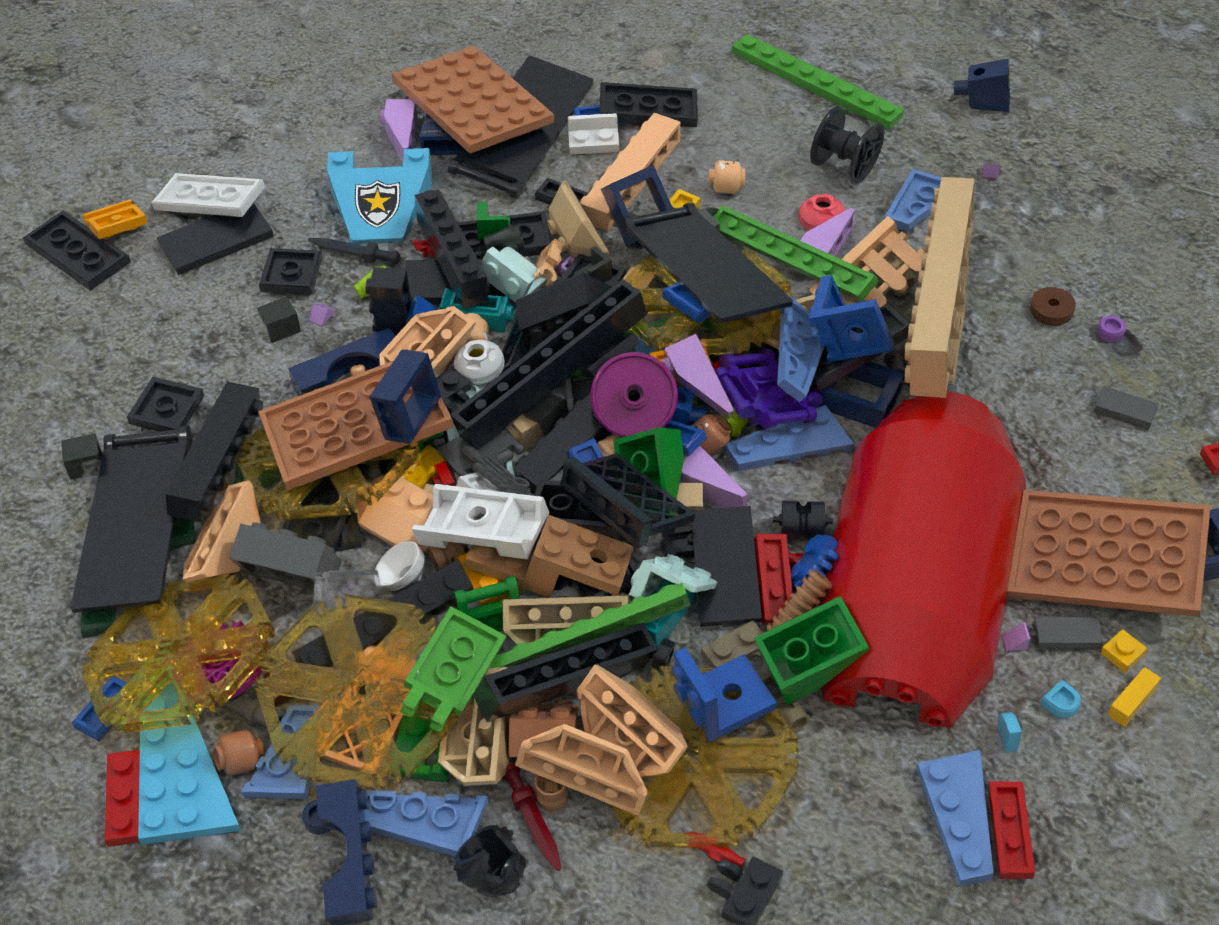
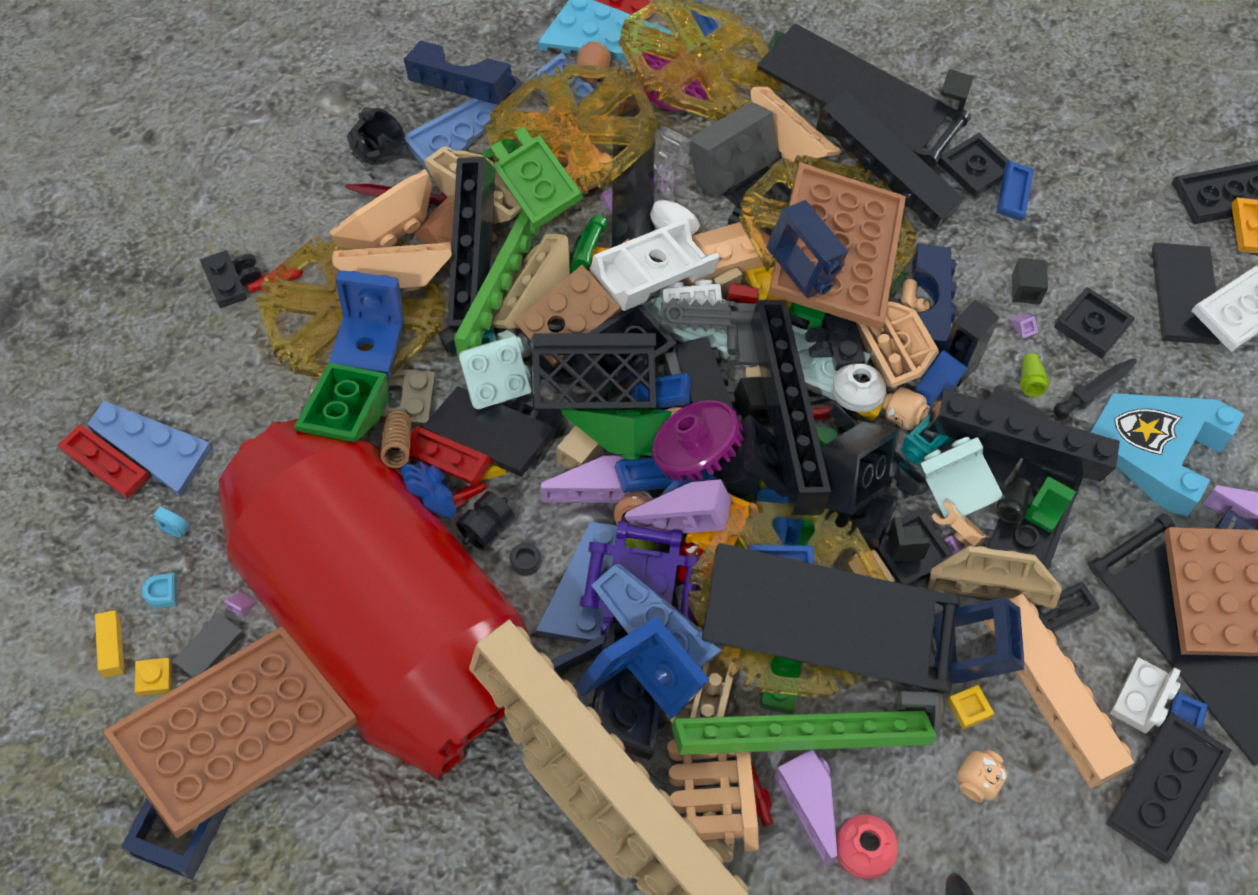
camera: 120 degrees right, 10 degrees up
(181, 367) = (1015, 190): none -> blue tile
(804, 488) = (525, 559): none -> black tile

